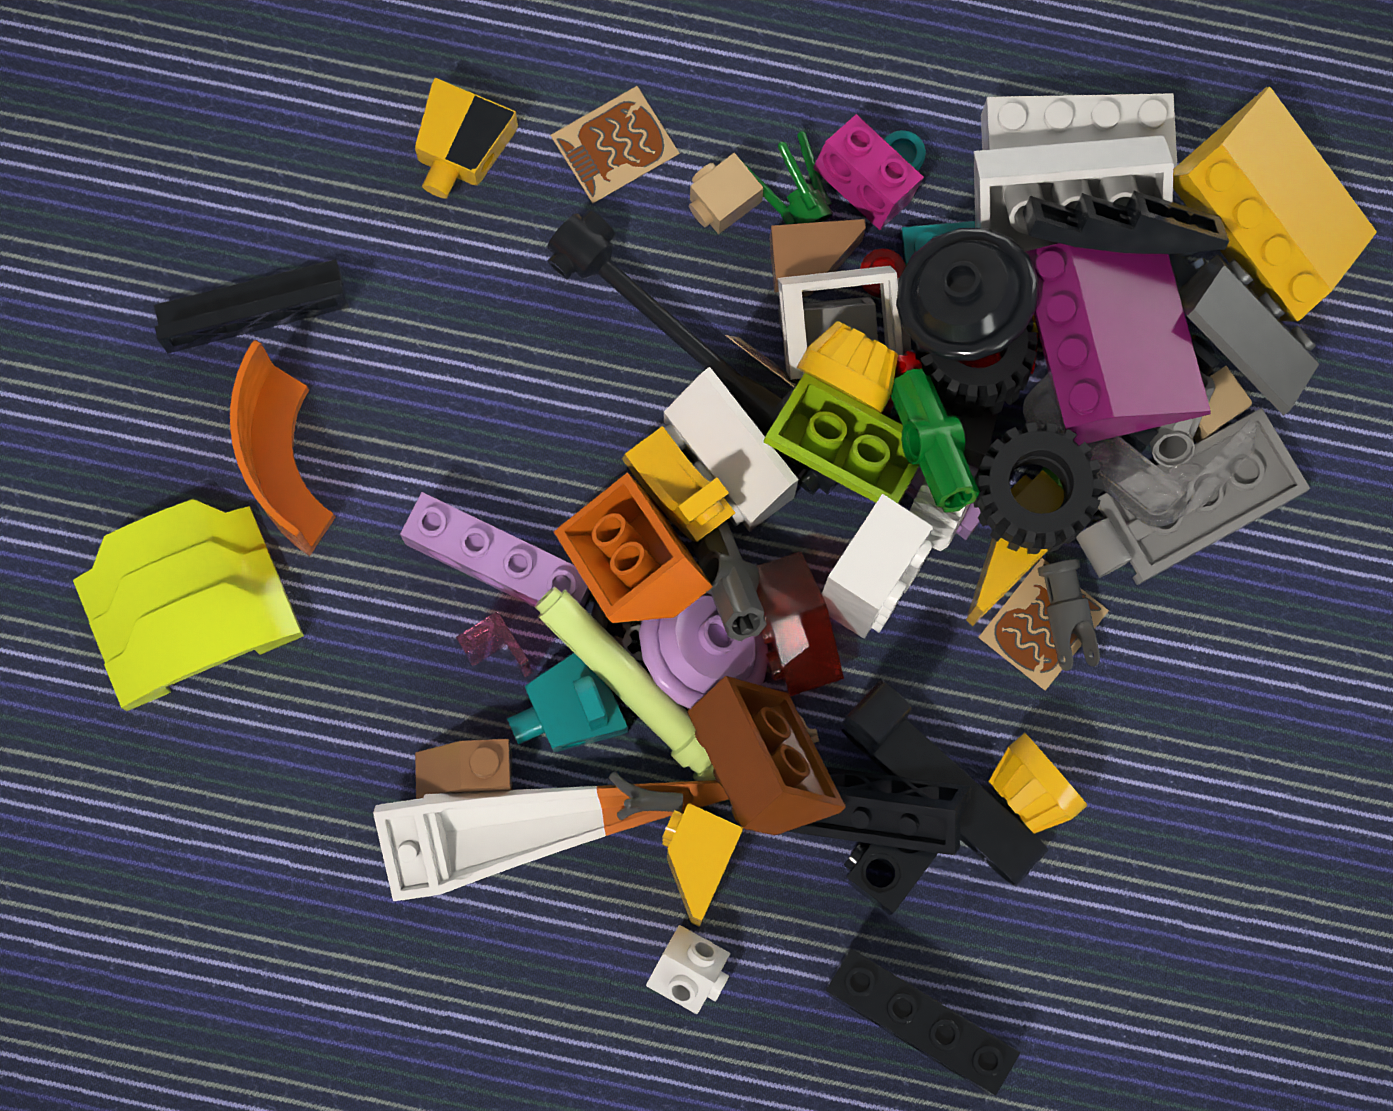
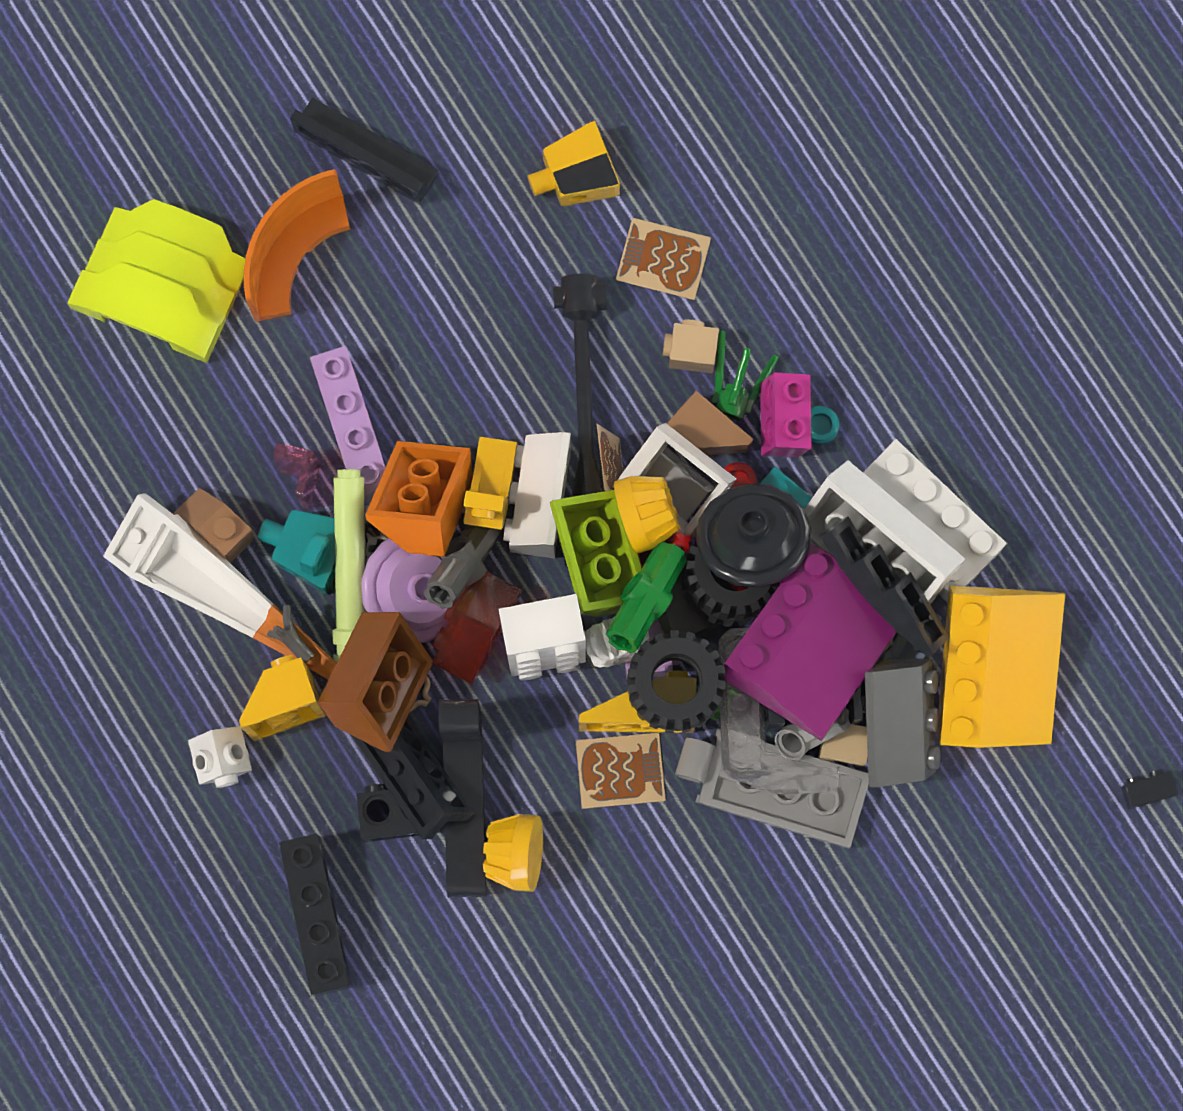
camera: 50 degrees right, 0 degrees up
(1069, 613) = (639, 775): dark grey piece -> none

